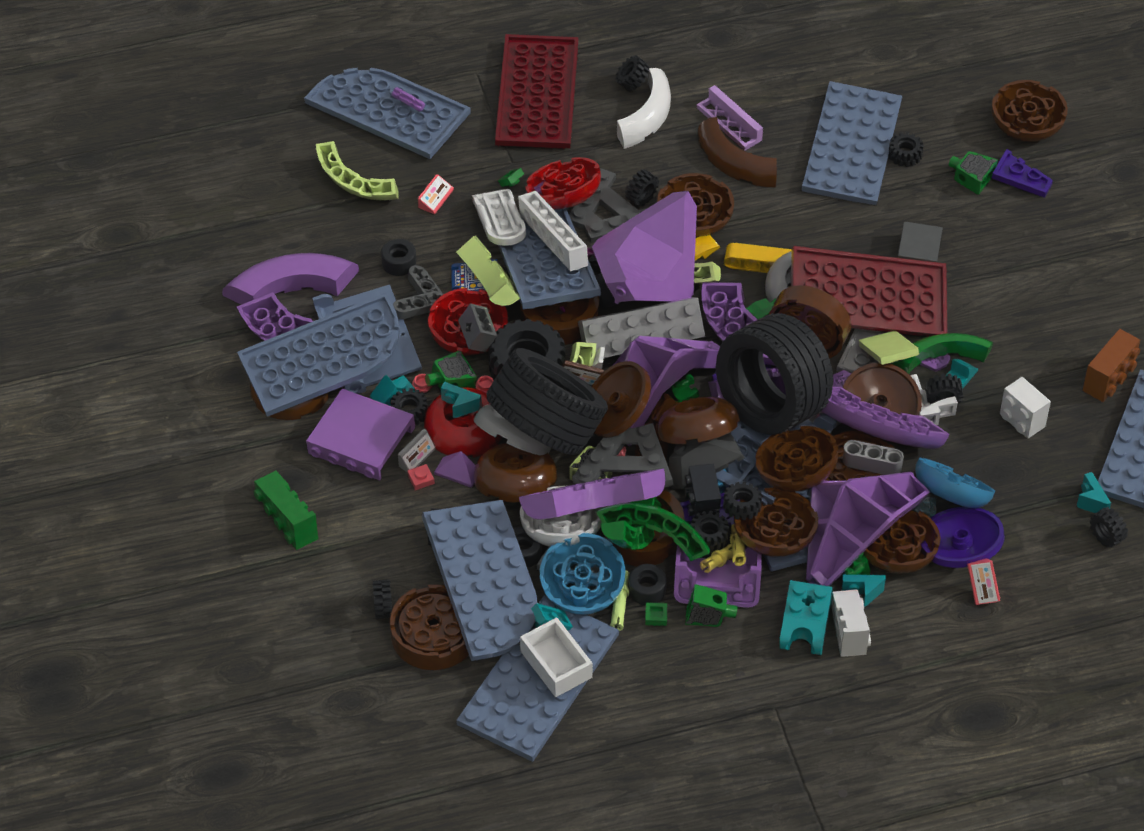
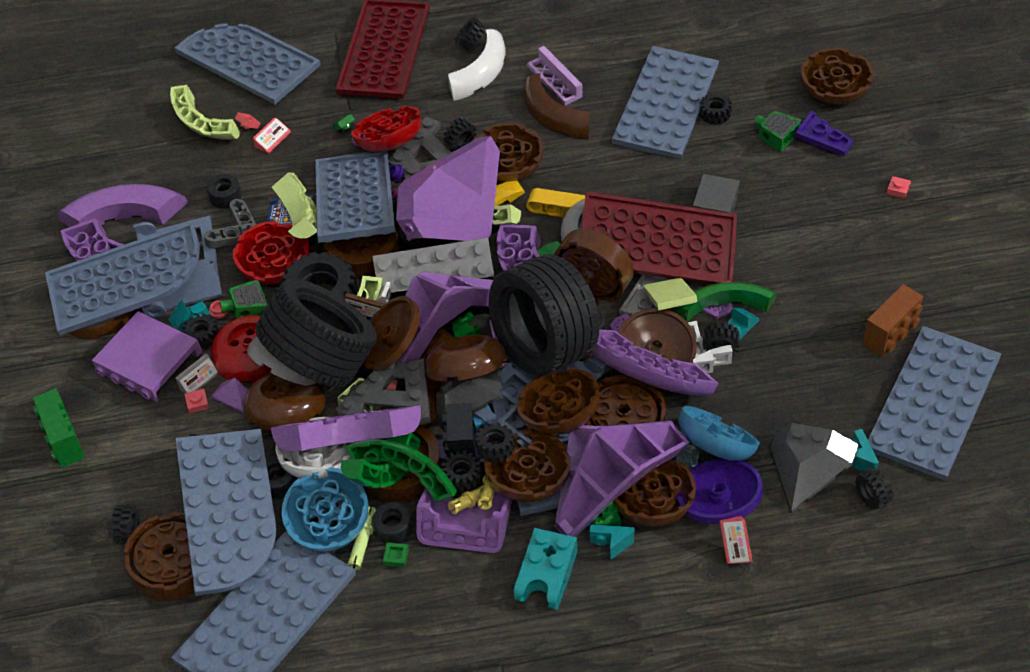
camera: 10 degrees right, 0 degrees up
(405, 179) = (247, 121): none -> coral plate
(408, 99) = (263, 50): medium lavender axle -> none
(463, 400) = (242, 327): teal slope -> none
(477, 327) = (273, 258): dark grey brick -> none
(500, 217) = (323, 157): white piece -> none
(545, 614) = (284, 556): teal slope -> none
(553, 231) = (364, 171): white brick -> none
(556, 657) = (279, 597): white piece -> none
(581, 229) = (396, 172): none -> dark purple plate
(708, 607) = (448, 551): green torso -> none
(850, 623) = (592, 577): white wedge -> none
(872, 457) = (624, 401): light grey beam -> none
(1025, 407) = (800, 359): white brick -> none
(1044, 503) = (809, 459): none -> dark grey wedge
(1103, 228) = (898, 187): none -> coral plate

